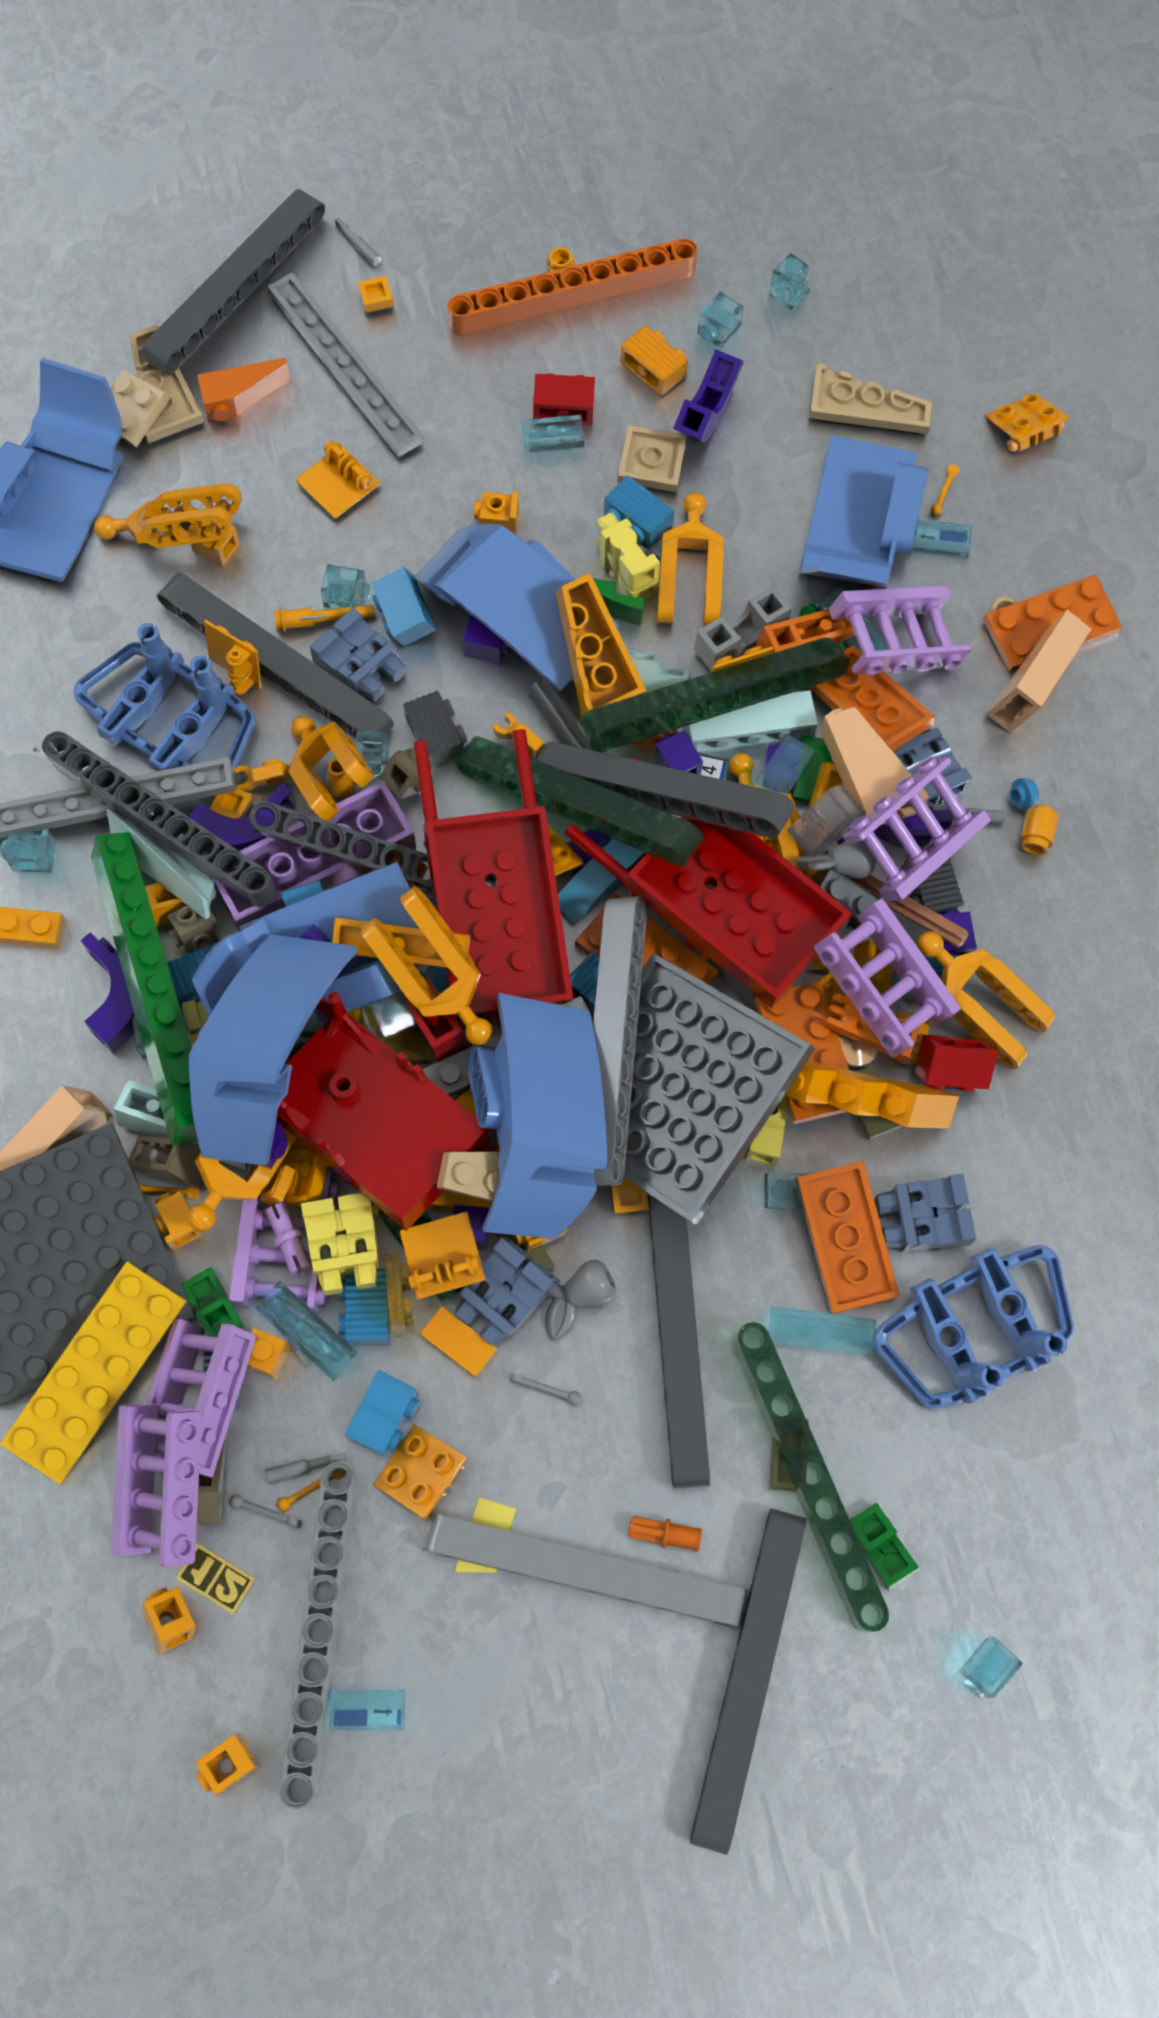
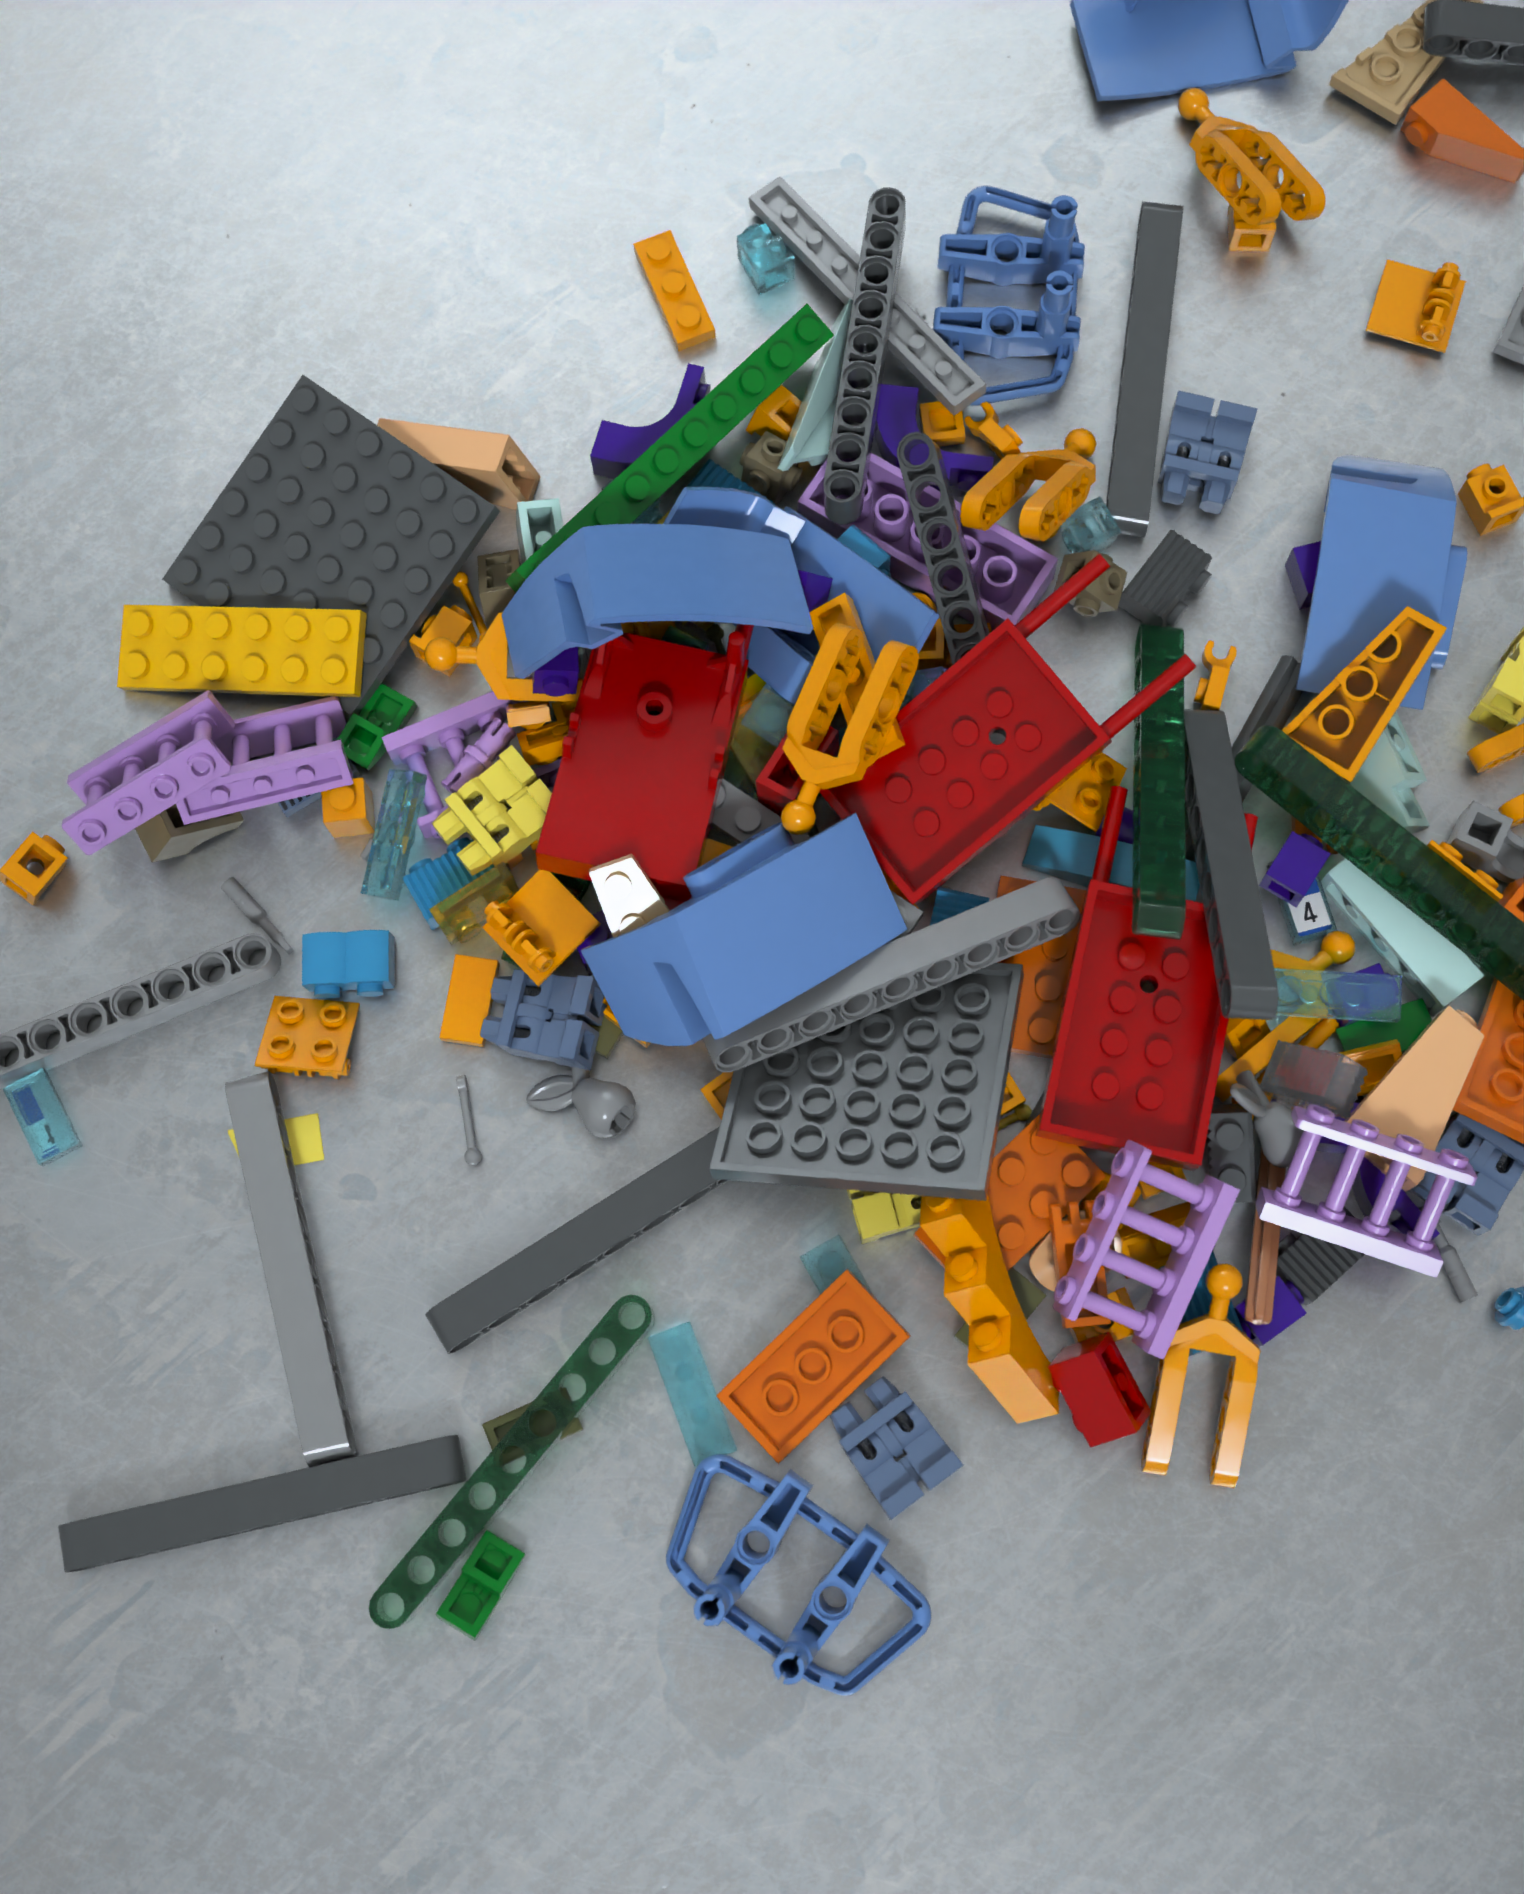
camera: 70 degrees right, 5 degrees up
(137, 405) = (1360, 40): tan plate -> none
(216, 1579) = (102, 893): clear yellow sticker -> none
(234, 655) = (1110, 324): light orange hinge -> none
(236, 1501) = (187, 869): light grey hinge -> none
(284, 1503) = (210, 917): light orange hinge -> none
(291, 618) = (1218, 369): light orange pin -> none
(344, 587) = (1281, 387): clear light blue brick -> none
(402, 607) = (1295, 462): dark azure brick -> none
(620, 606) = (1459, 679): green slope -> none
(665, 1533) = (373, 1332): orange axle -> none
(989, 1668) = (400, 1775): clear light blue brick -> none
(1039, 829) = (1477, 1350): light orange brick -> none

